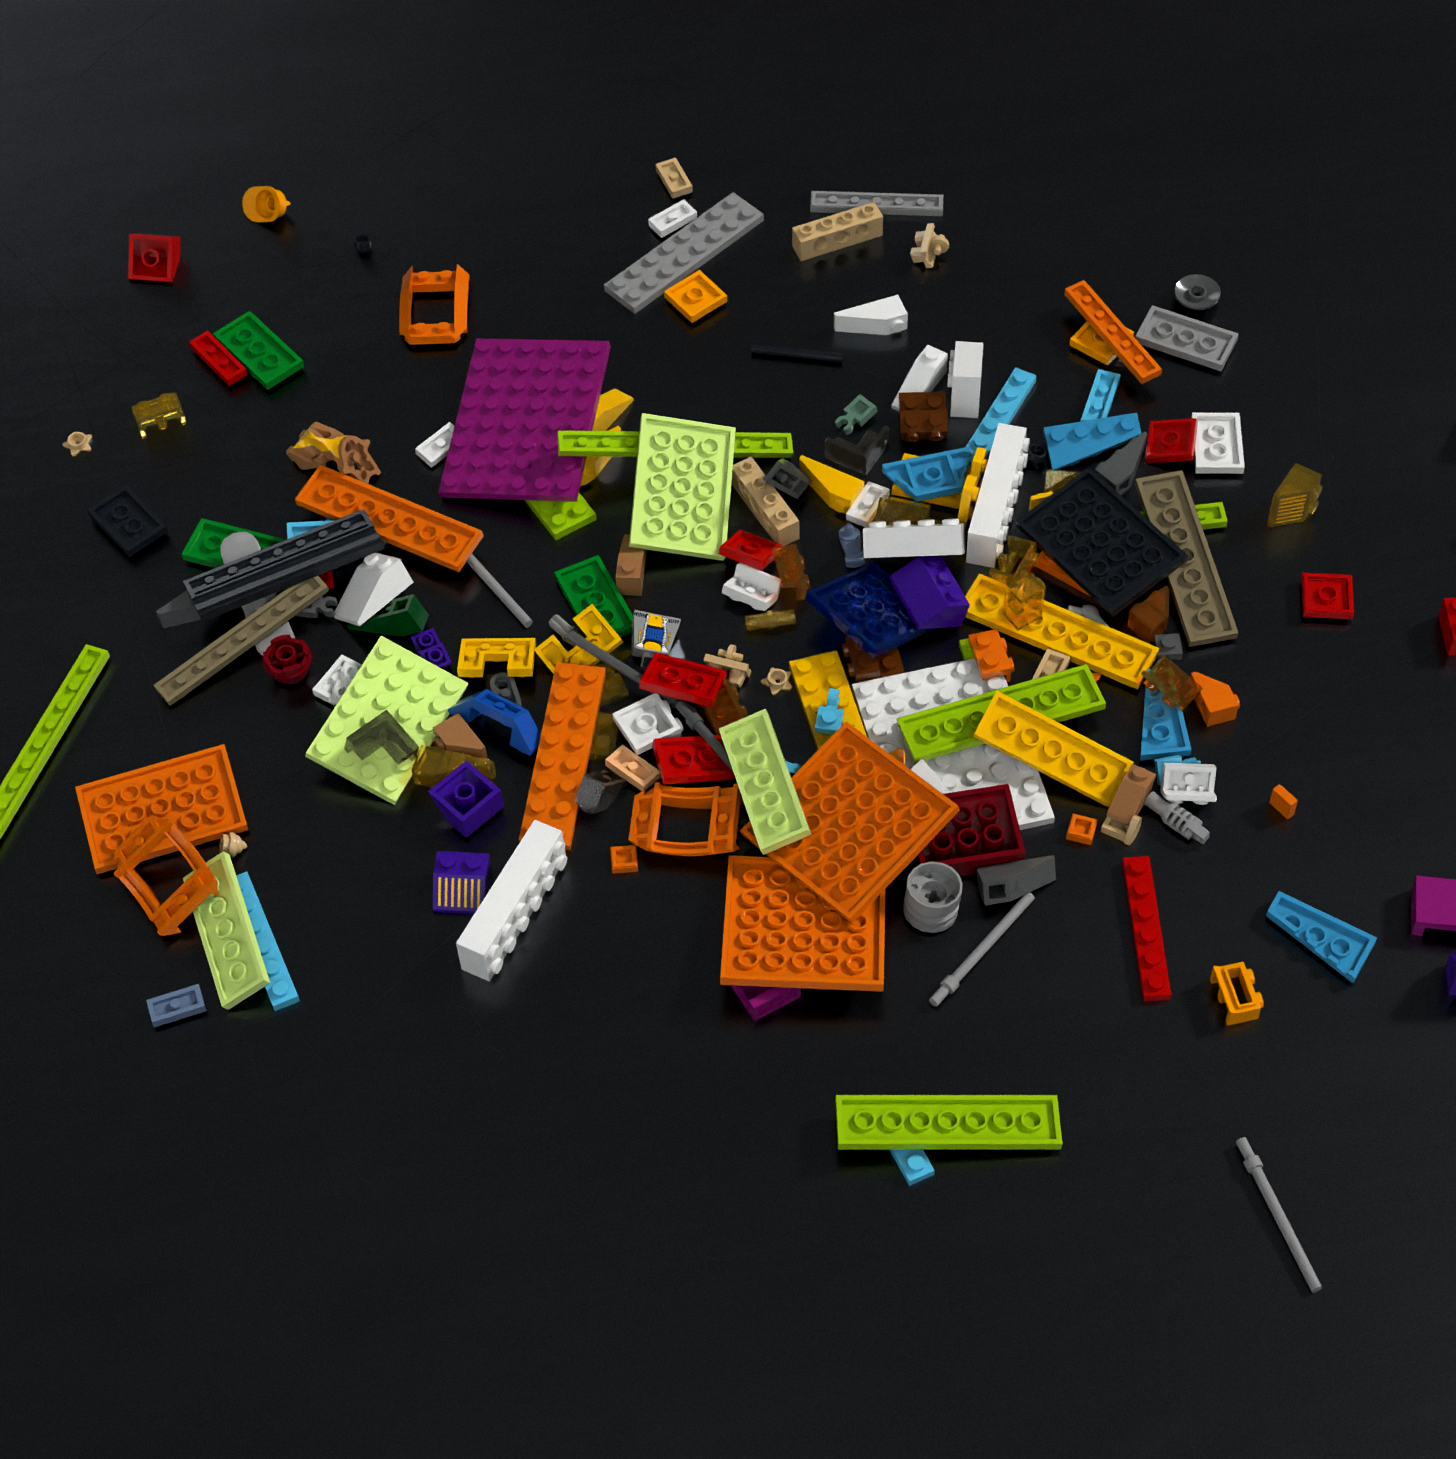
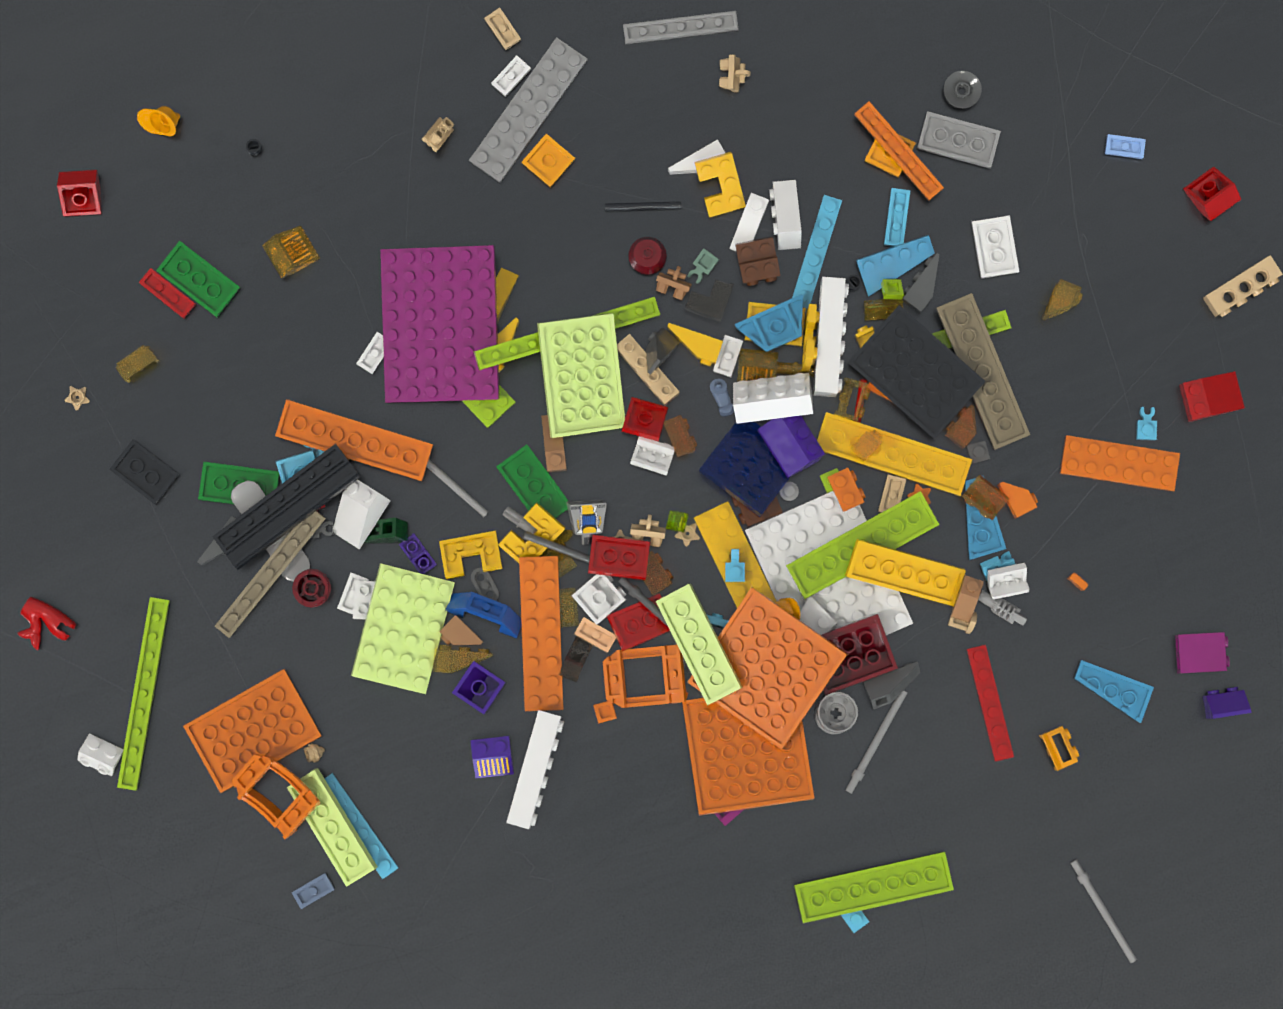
camera: 10 degrees left, 30 degrees up
(324, 443) = (303, 386): medium nougat hips -> none
(372, 337) = (290, 251): none -> clear yellow slope
(385, 733) = (406, 654): clear smoke panel -> none
(434, 282) = (325, 180): orange wedge -> none
(575, 252) = (438, 133): none -> tan hips
(766, 661) = (677, 521): none -> clear neon green tile
(770, 619) = (671, 480): clear yellow pin -> none
(791, 394) = (647, 255): none -> dark red cone
(818, 420) = (665, 281): none -> medium nougat hips
(837, 231) = (654, 71): tan brick -> none
(901, 321) = (723, 168): none -> yellow plate
(916, 652) = (789, 491): none -> light grey plate
(1081, 829) = (933, 627): orange tile -> none
(1082, 460) = (892, 289): none -> lime plate
(1088, 611) = (915, 433): light grey animal -> none
(1171, 440) = (958, 252): red tile -> none
(1327, 596) = (1094, 385): red plate -> none
(1353, 684) = (1120, 463): none -> orange plate
(1389, 369) = (1125, 146): none -> light blue plate
(1392, 650) = (1146, 428): none -> medium azure plate

